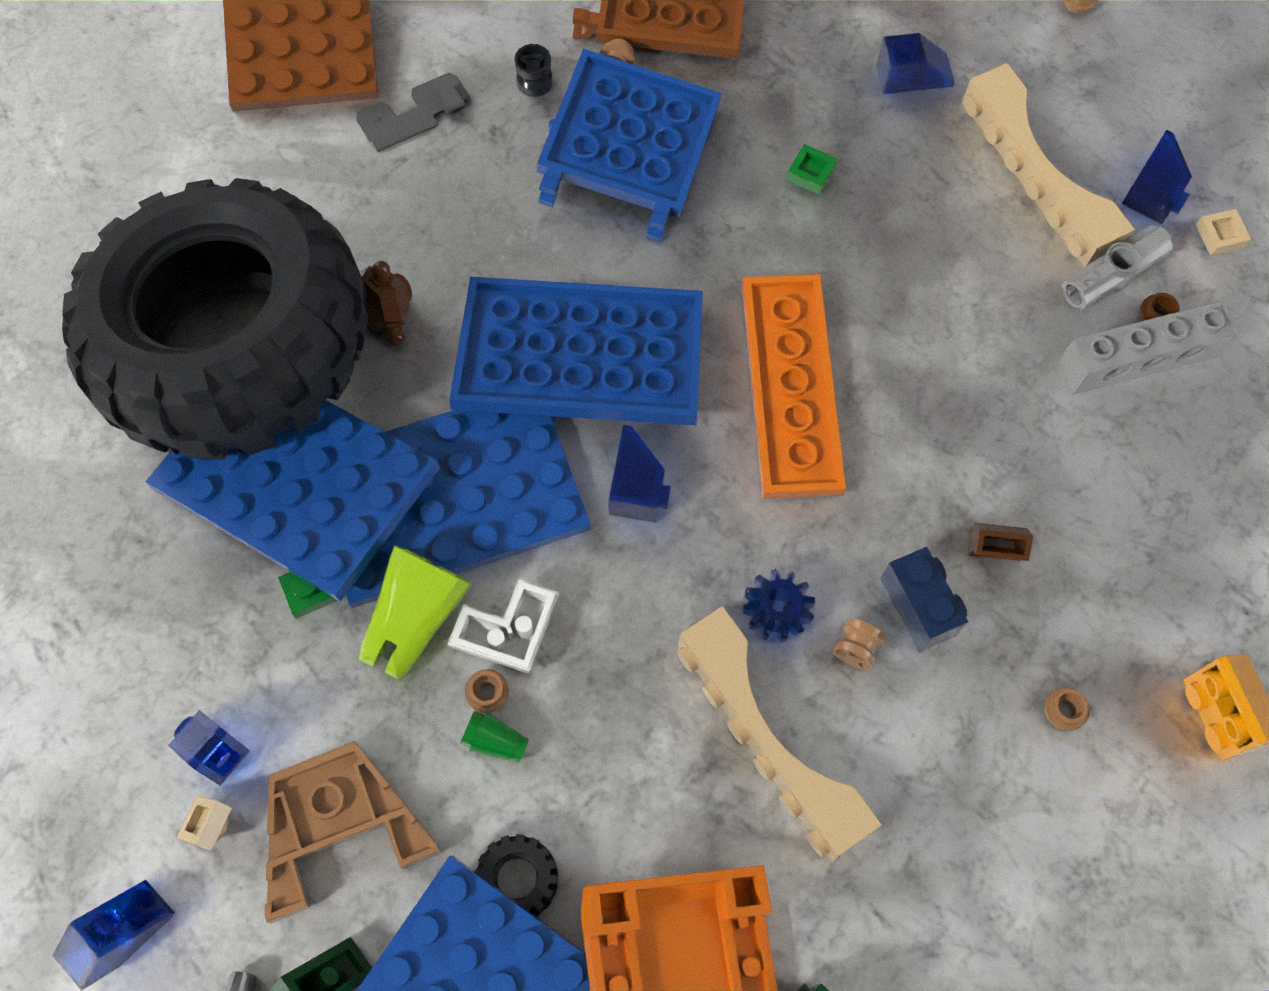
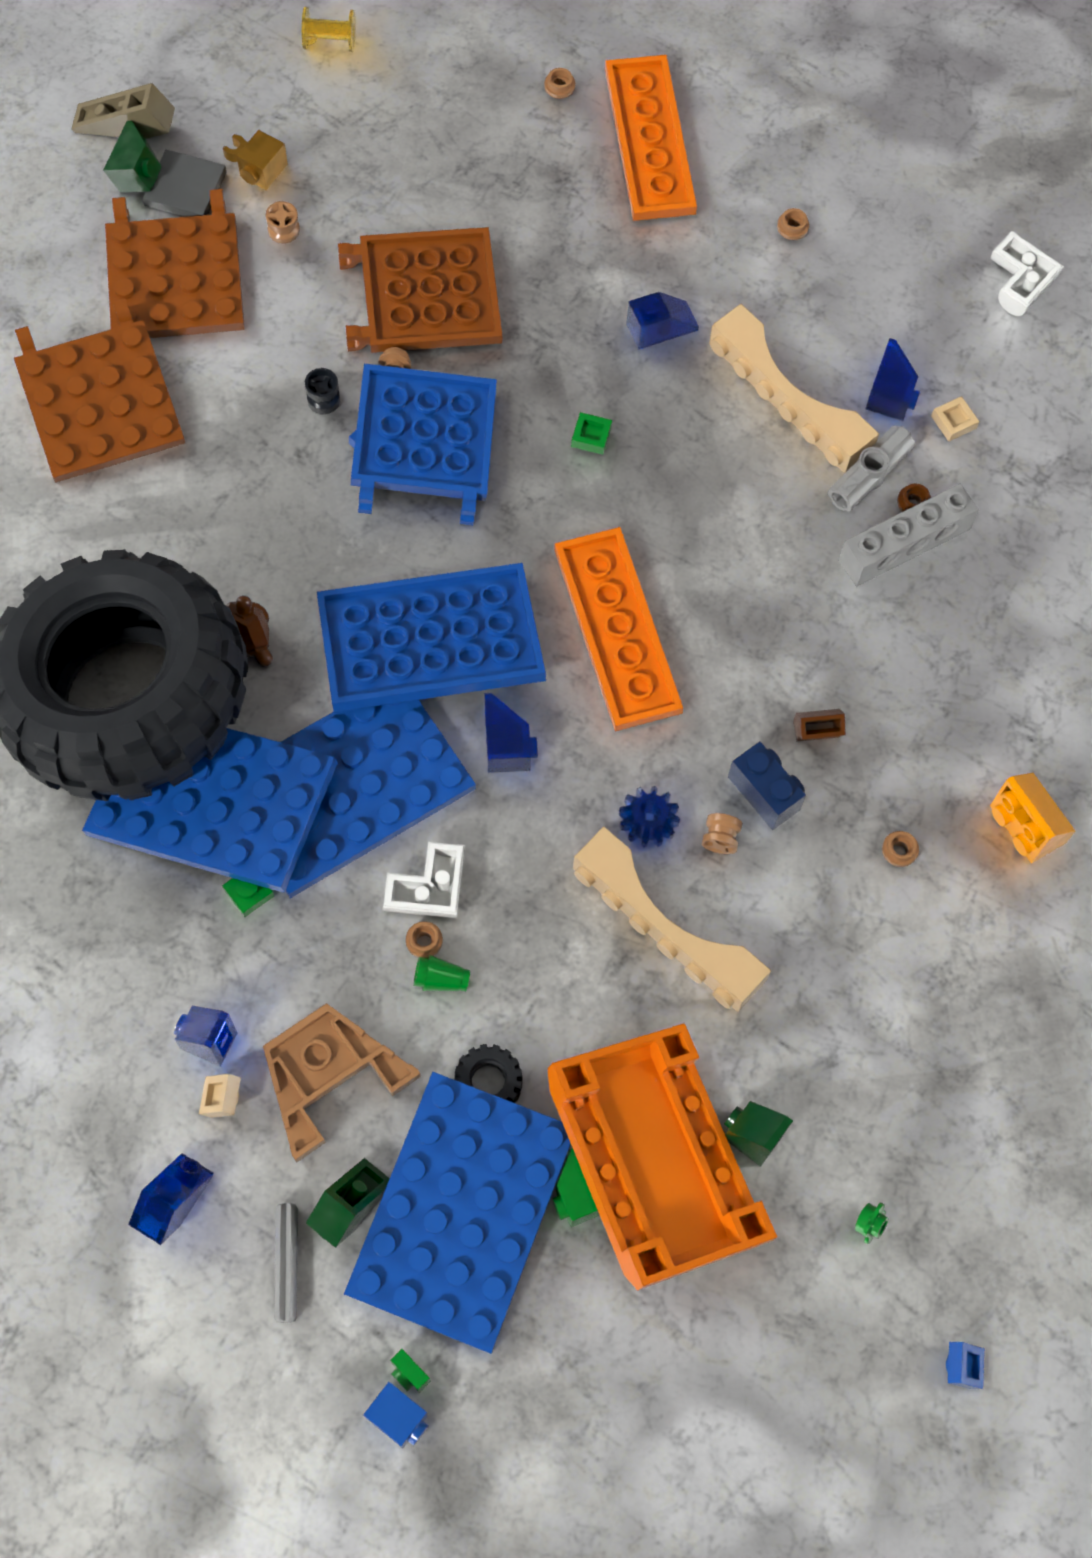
camera: 15 degrees left, 0 degrees up
(409, 610) = (344, 886): lime piece -> none
(434, 96) = (235, 433): dark grey piece -> none

